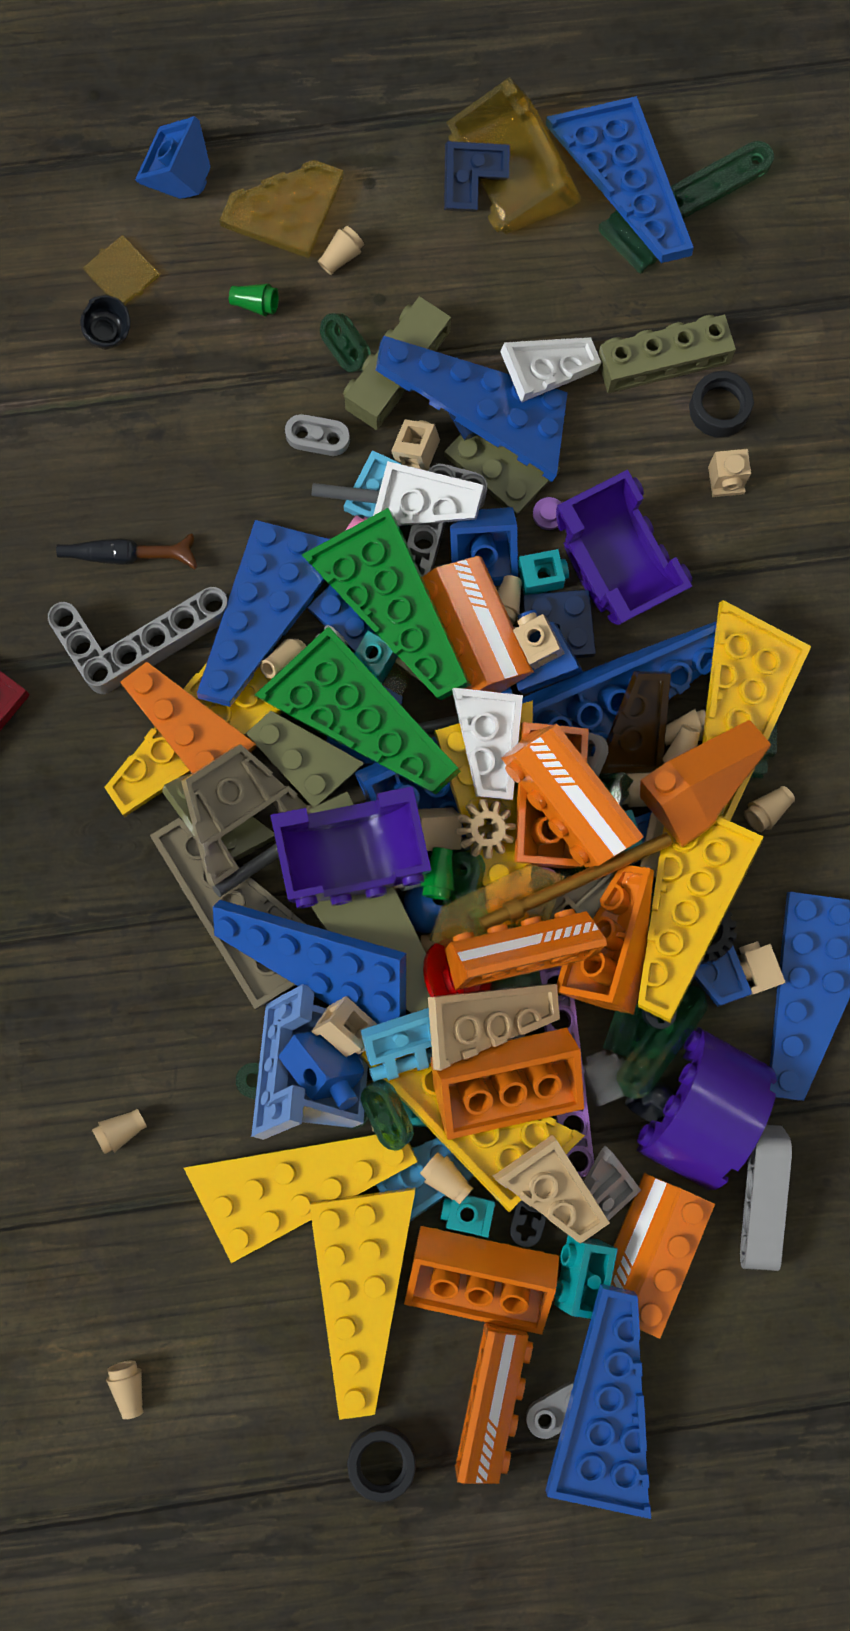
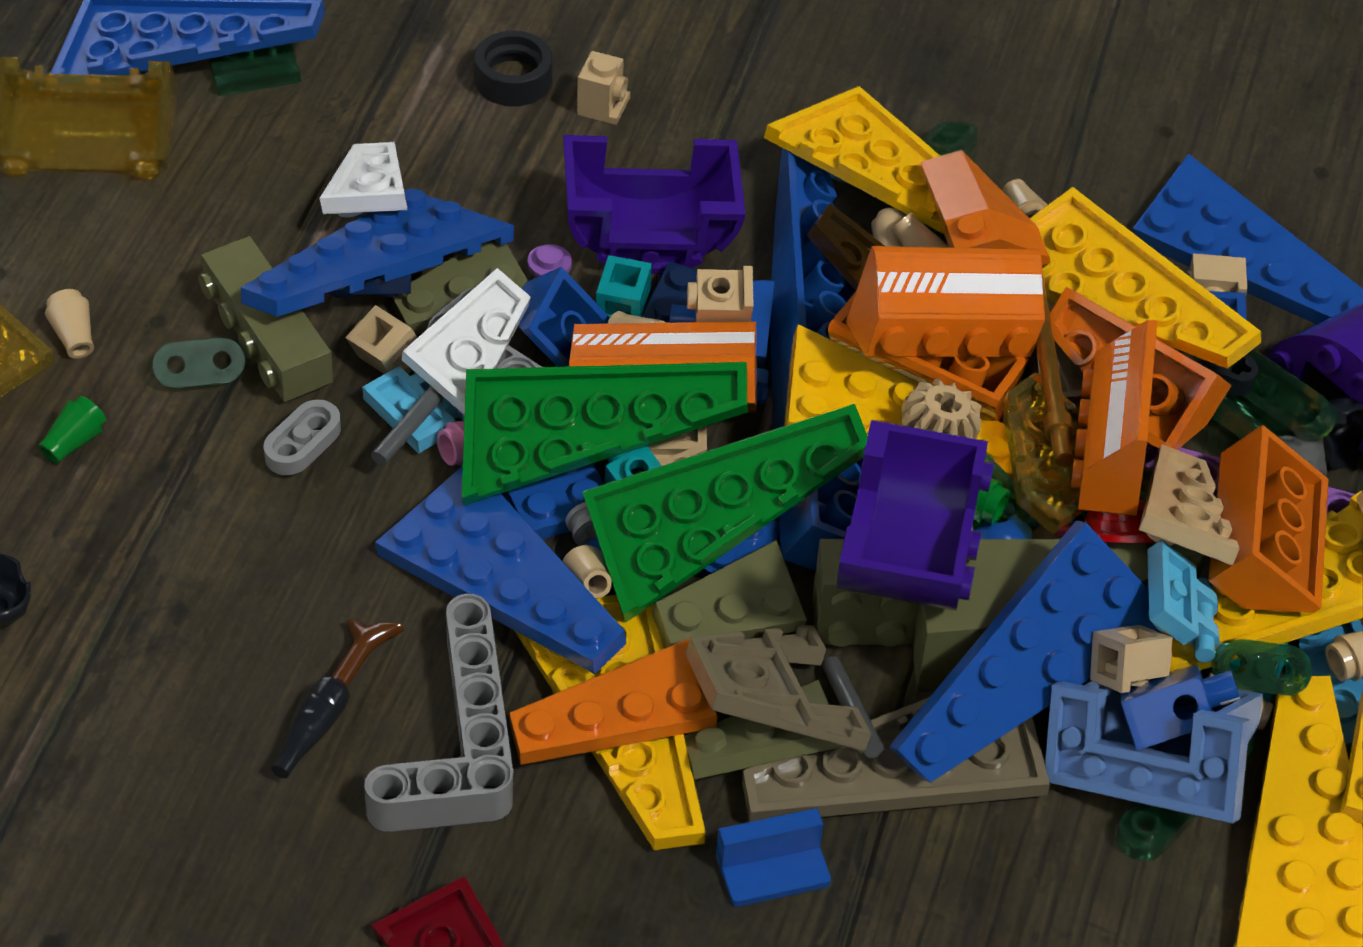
camera: 65 degrees left, 30 degrees down
(127, 864) = (772, 857): none -> blue panel
(465, 165) = (60, 162): dark blue plate -> none
(489, 731) = (834, 365): white wing -> none
(666, 353) = (420, 86): olive brick -> none
(796, 731) = (952, 137): none -> clear green plate

